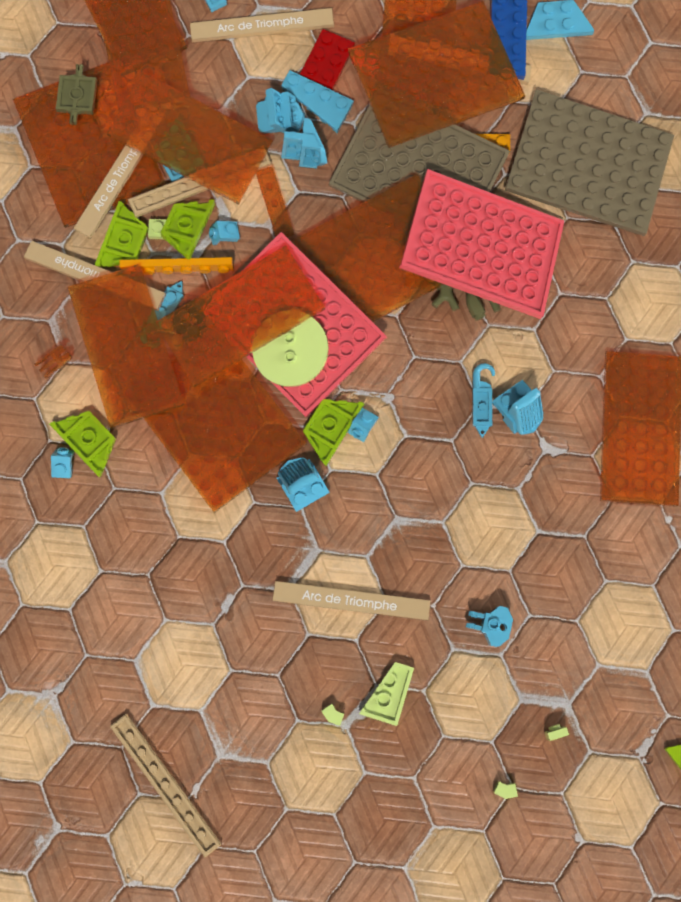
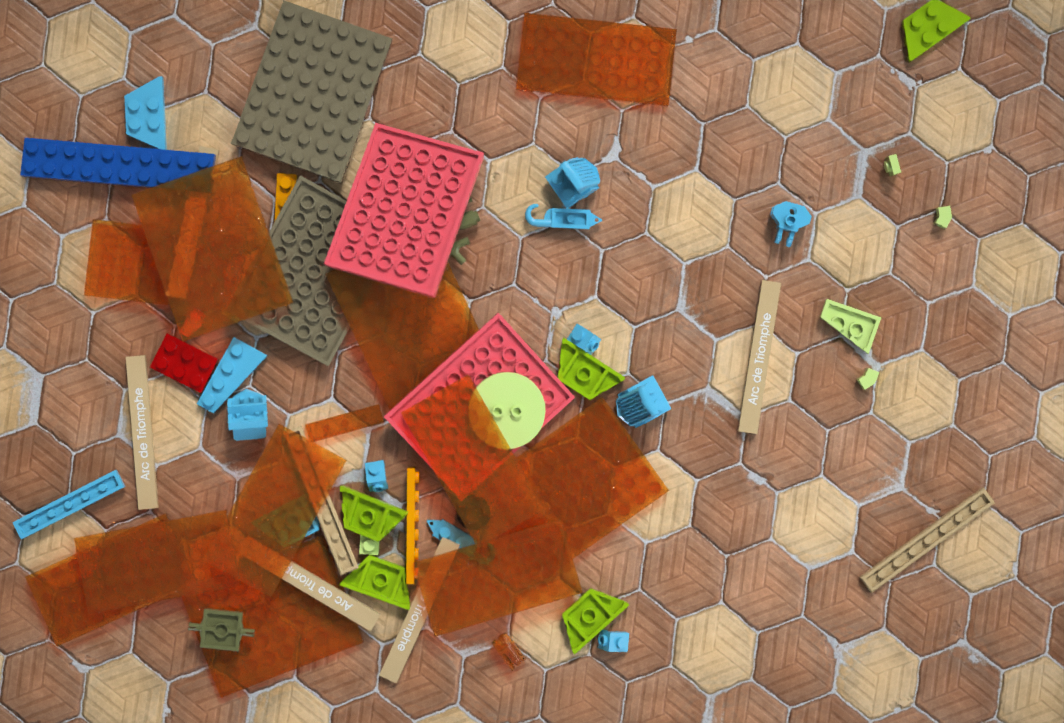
camera: 90 degrees left, 10 degrees up
(304, 146) = (288, 387): medium azure piece -> none

